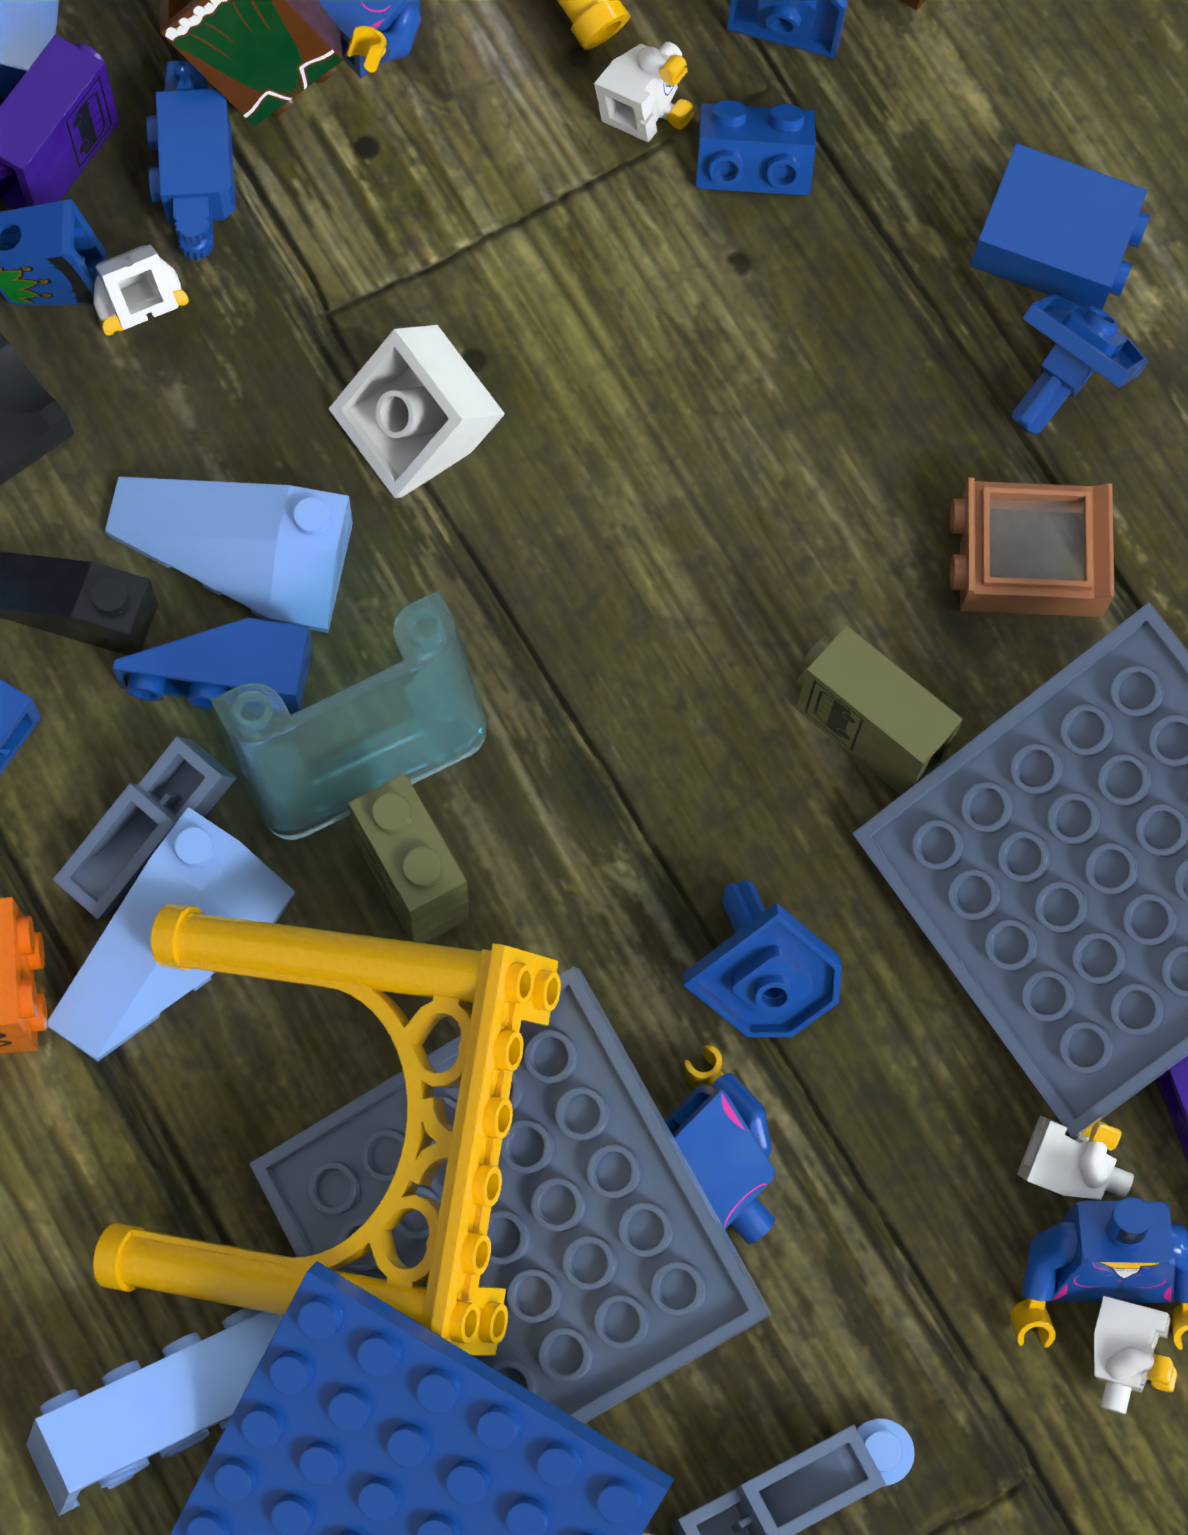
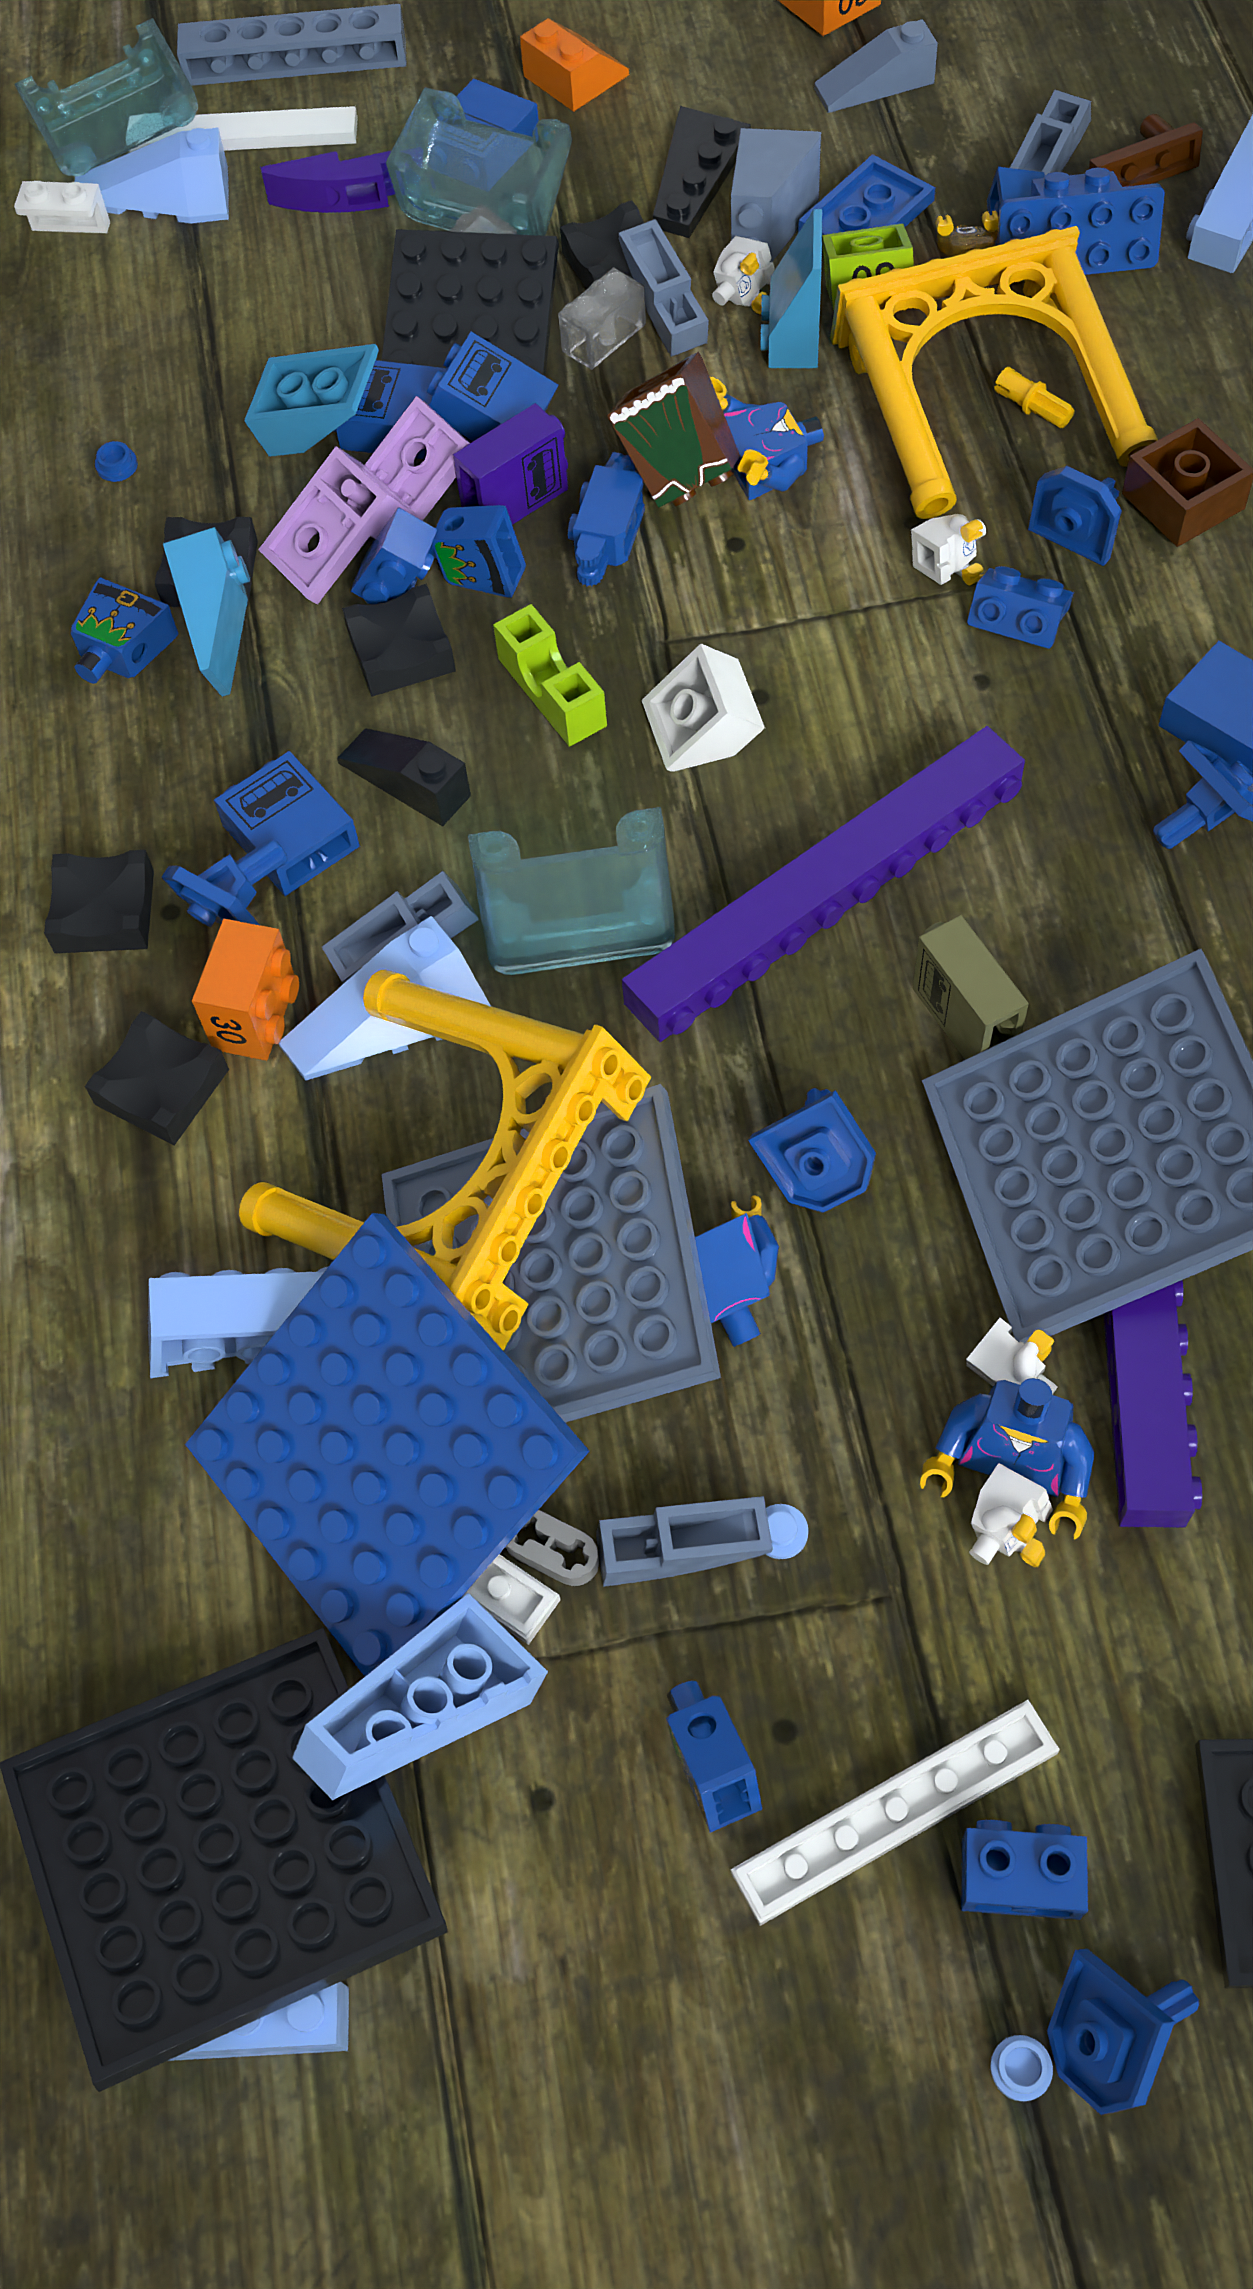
camera: 30 degrees right, 10 degrees down
(133, 287) = (533, 579): white piece -> none
(175, 395) = (562, 694): none -> lime arch
(220, 661) = (449, 830): blue slope -> none
(250, 541) = (550, 766): light blue wedge -> none
(410, 860) = (573, 976): olive brick -> none
(647, 607) = (822, 884): none -> dark purple brick
(1033, 548) = (1133, 919): nougat window -> none

